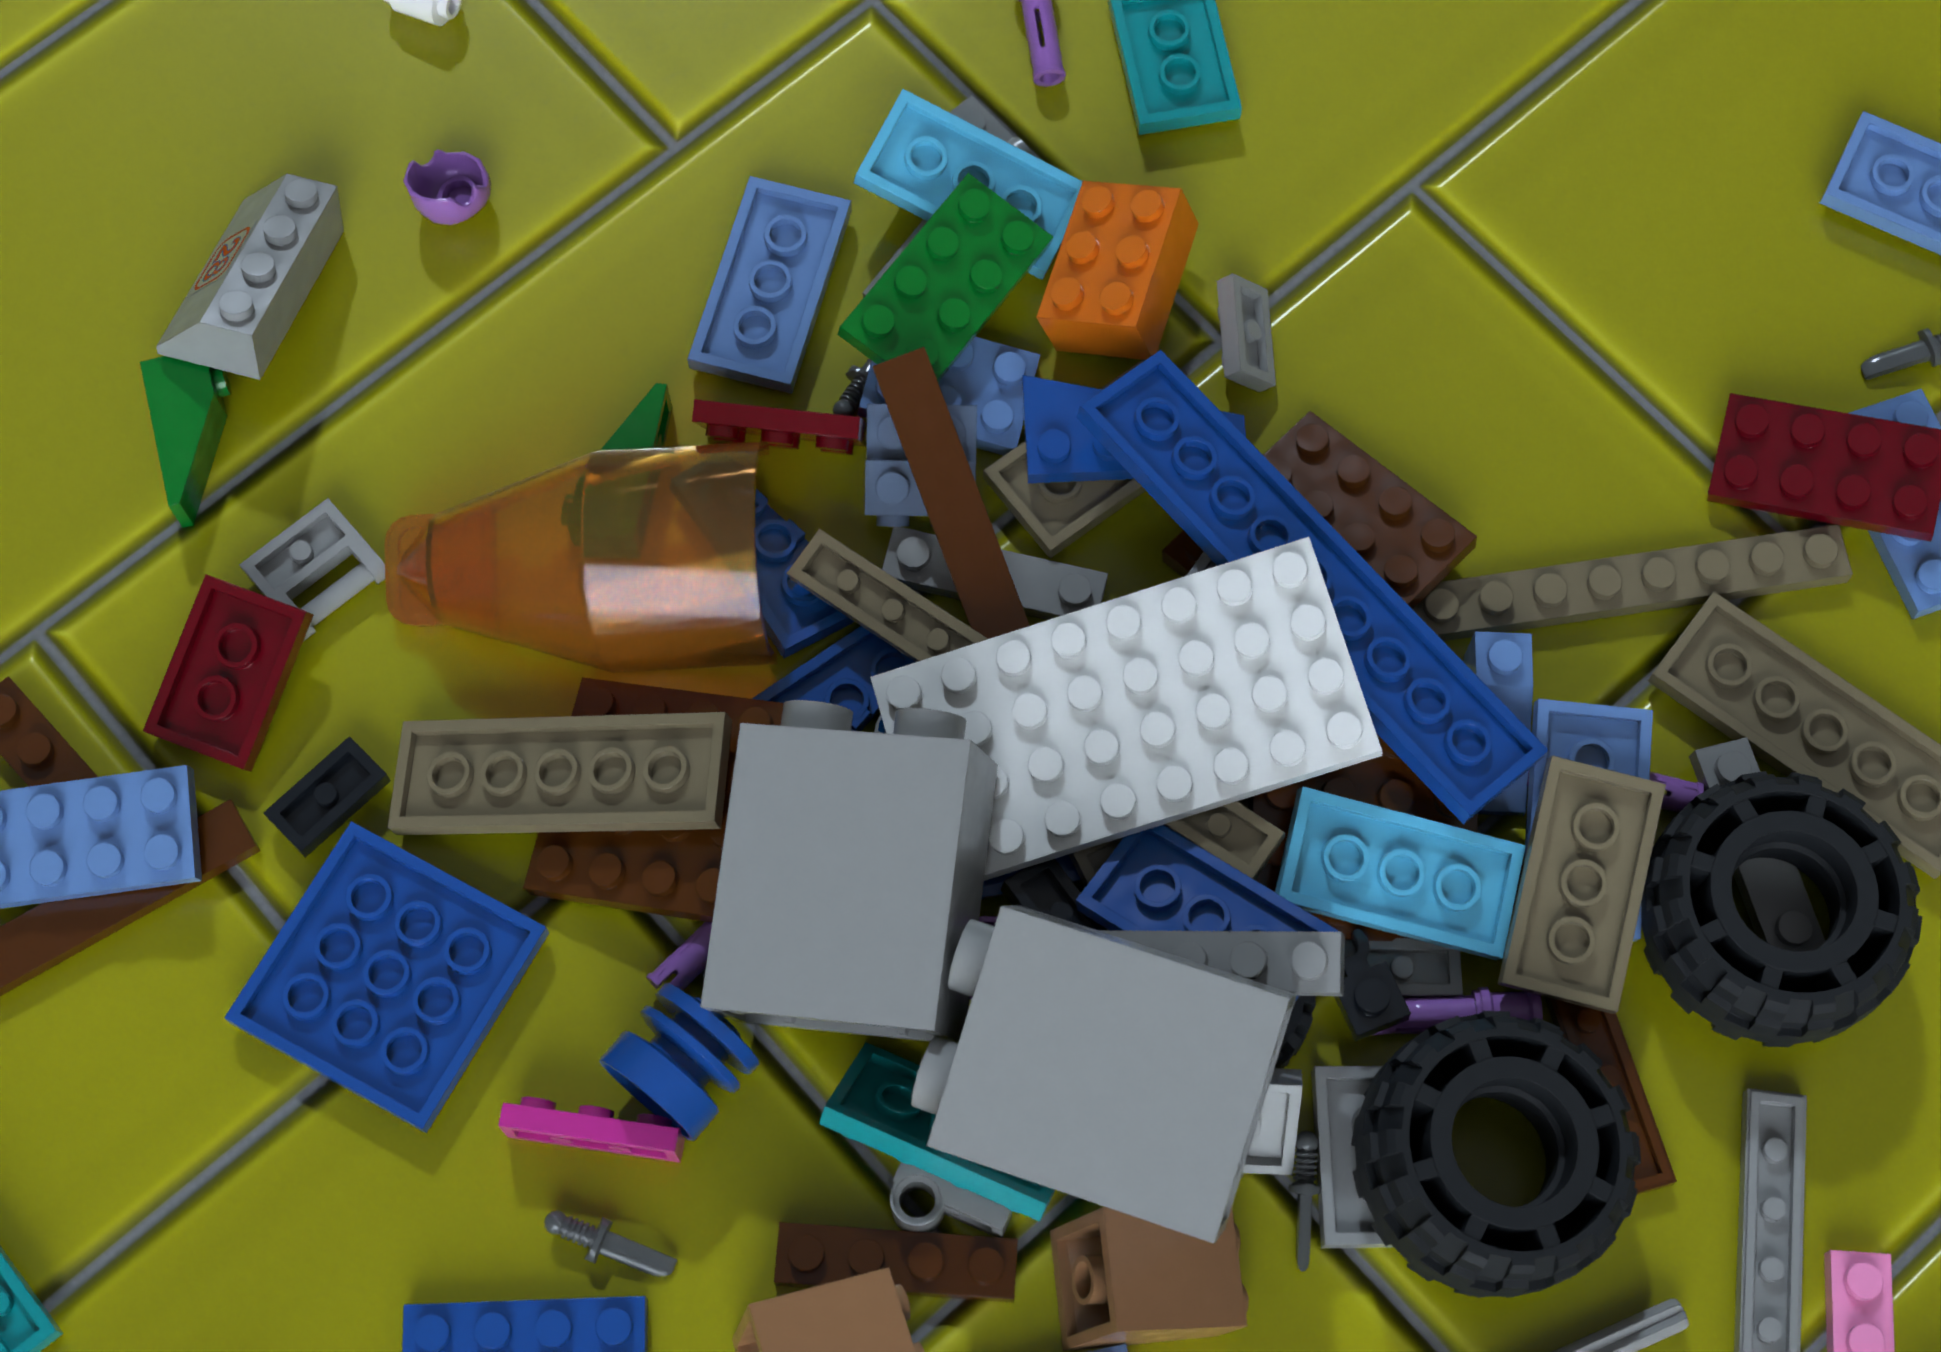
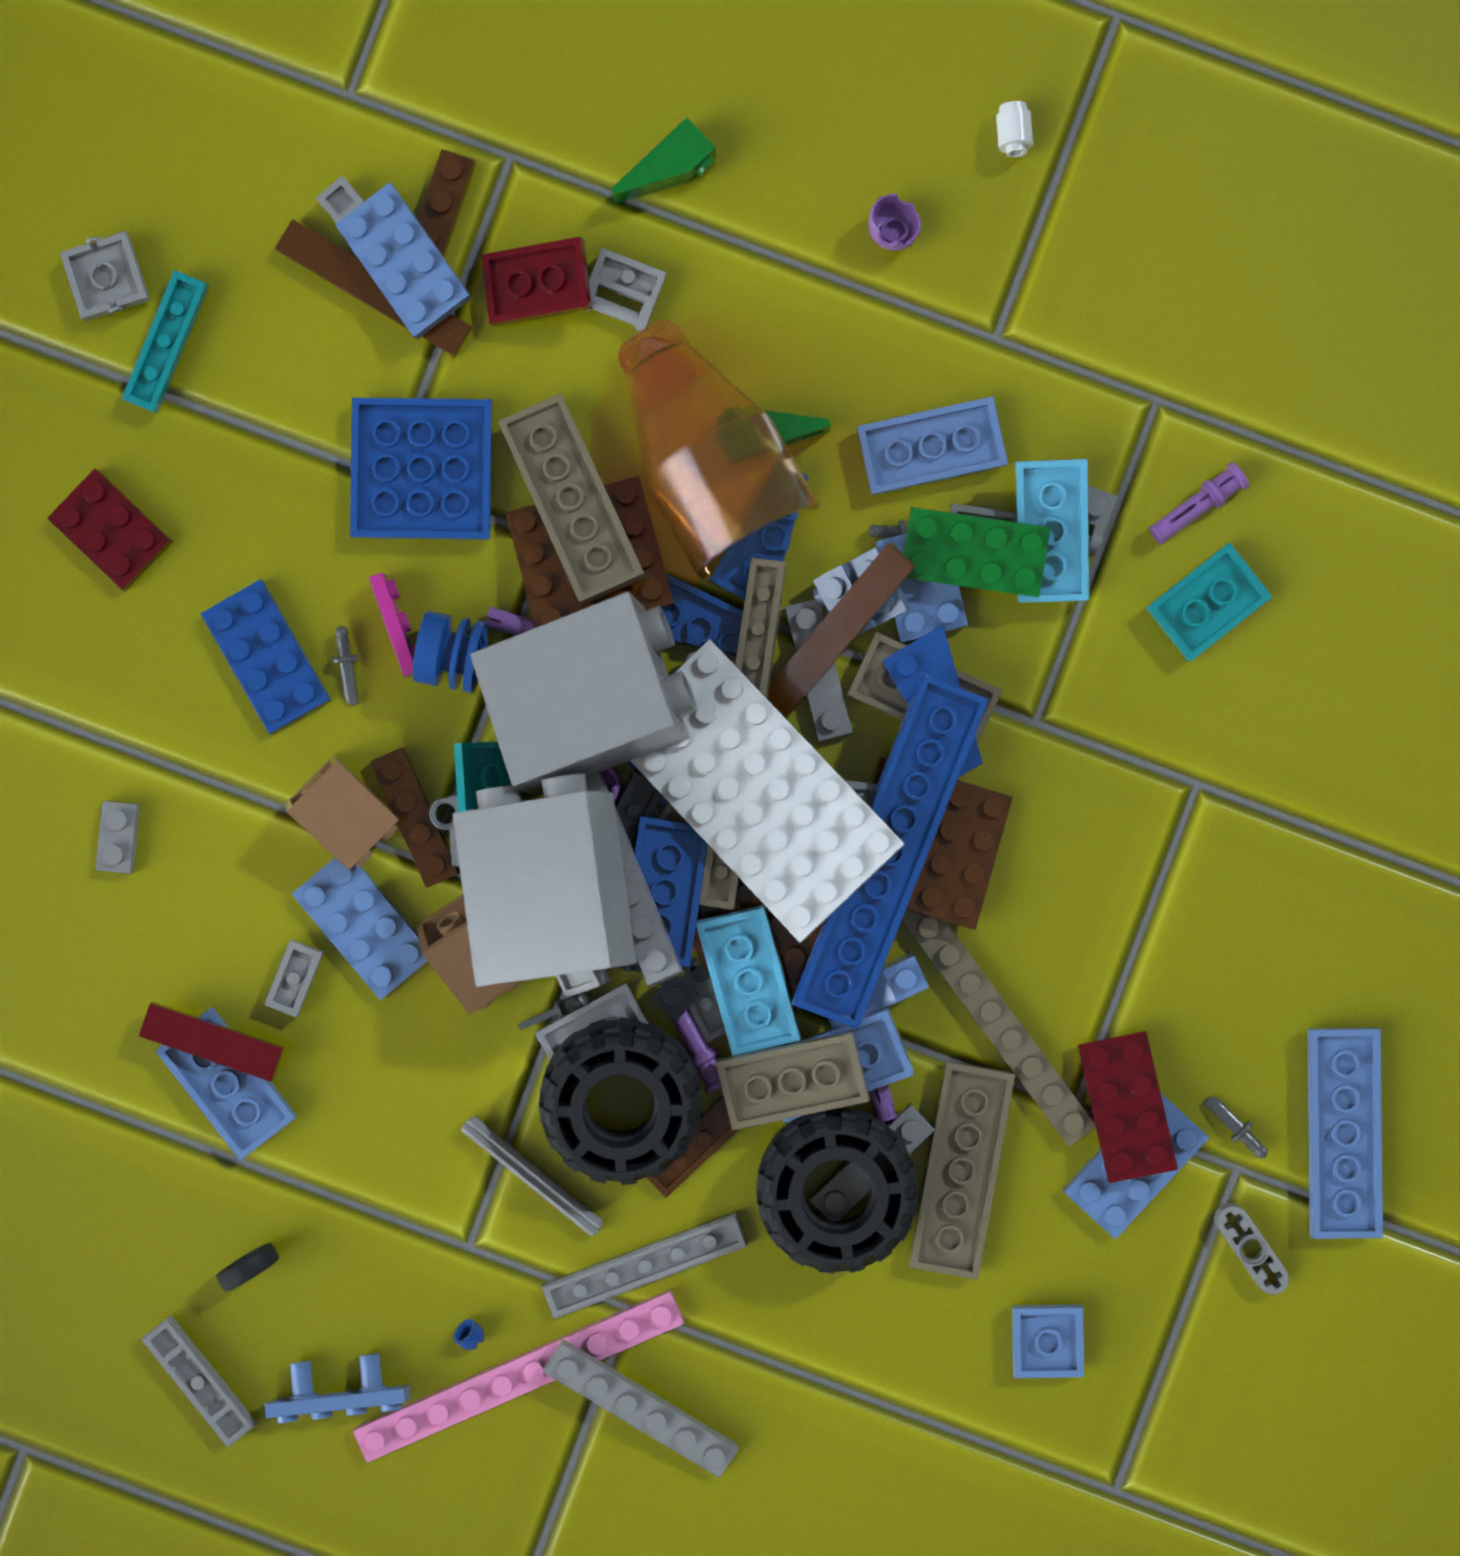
camera: 60 degrees right, 20 degrees up
(257, 278) = (773, 149): light grey slope -> none
(327, 796) = (499, 377): black plate -> none
(780, 426) = (838, 504): dark red plate -> none
(1118, 270) = (1040, 644): orange brick -> none
(1245, 333) = (1042, 736): light grey plate -> none

